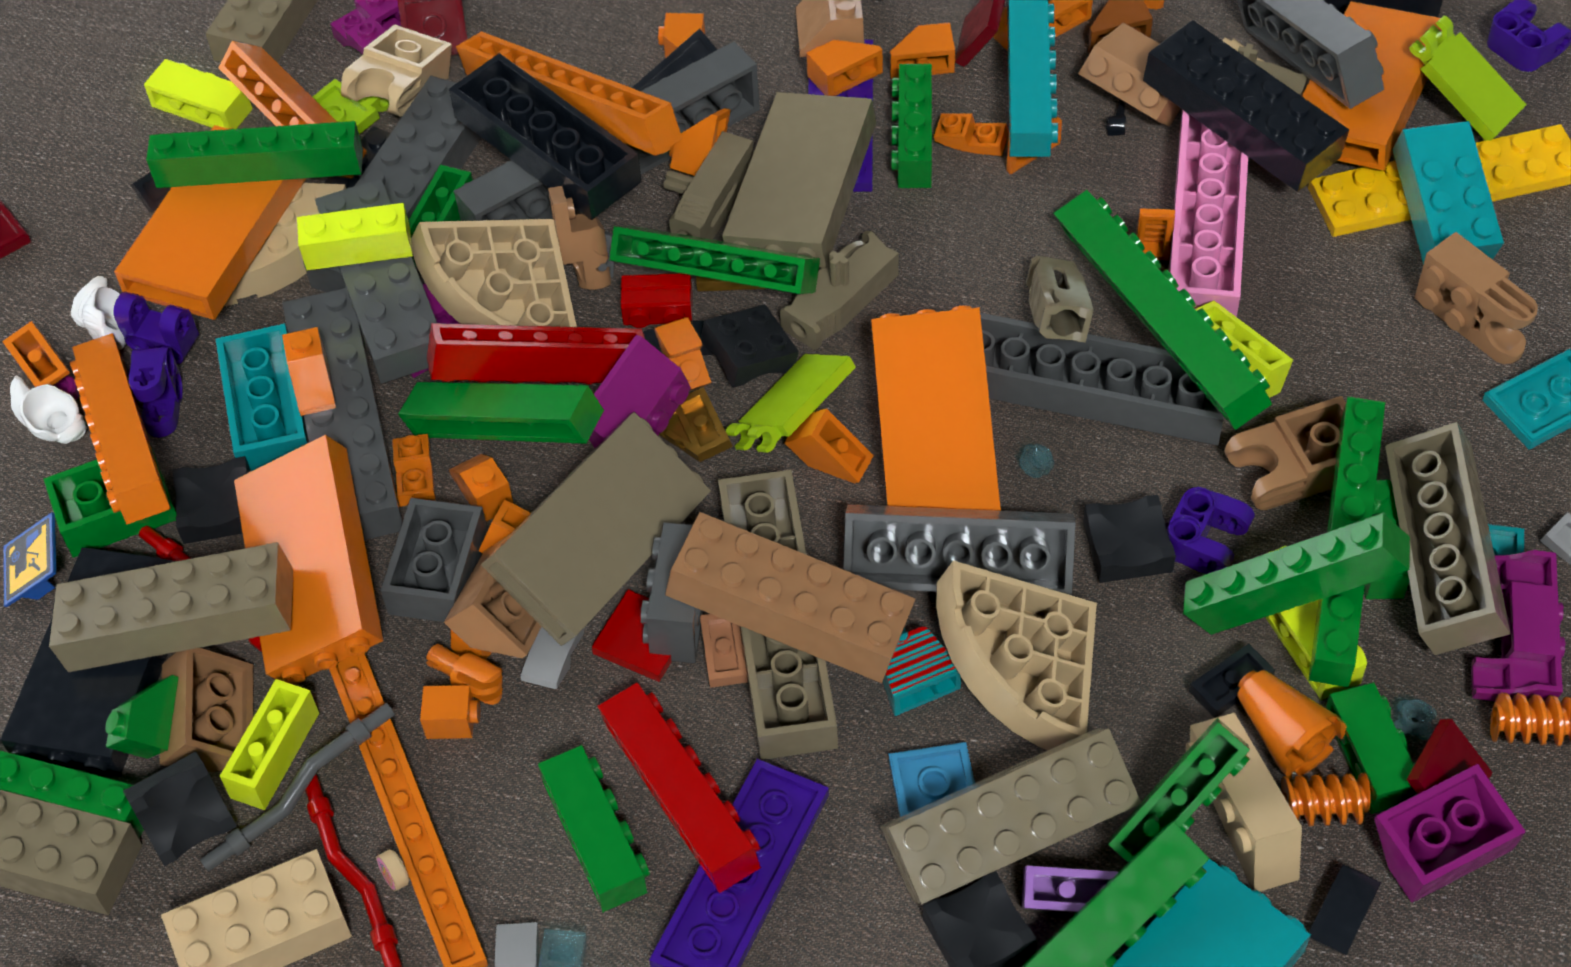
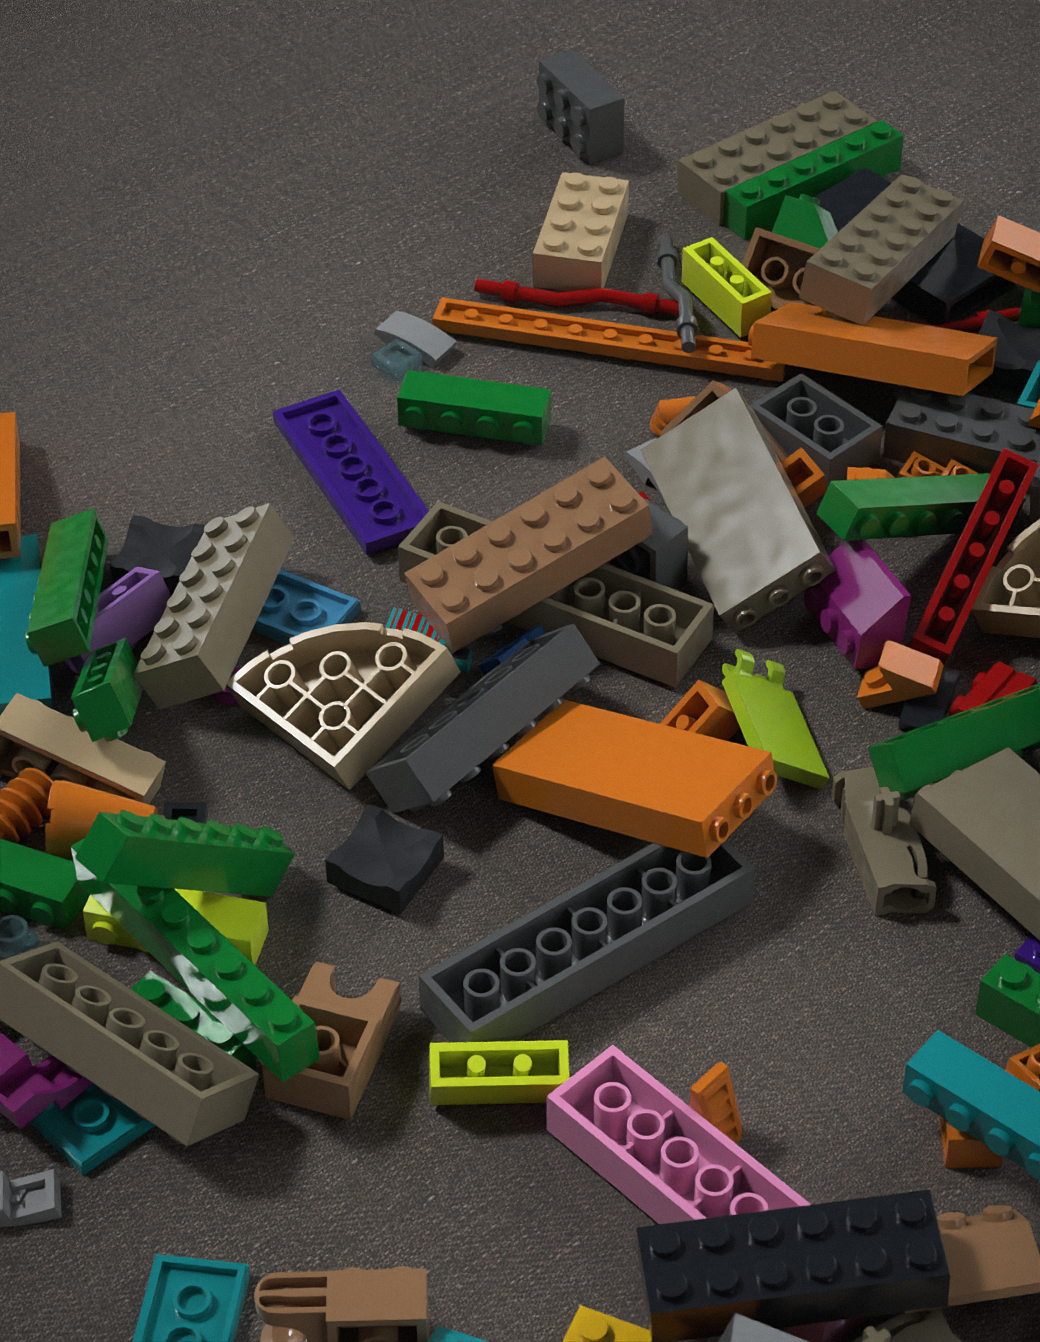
camera: 125 degrees right, 10 degrees down
(179, 808) = (717, 215): black brick -> none
(392, 869) = (557, 304): tan tile -> none
(449, 712) = (662, 382): orange brick -> none
(680, 788) = (451, 456): red brick -> none
(697, 428) = (812, 660): pearl gold wing -> none
(749, 344) = (861, 720): black brick -> none
(1036, 460) = (538, 860): clear light blue plate -> none
(1061, 307) = (687, 949): dark tan piece -> none
(1164, 310) = (593, 1001): green brick -> none
(1215, 511) = (351, 911): dark purple piece -> none

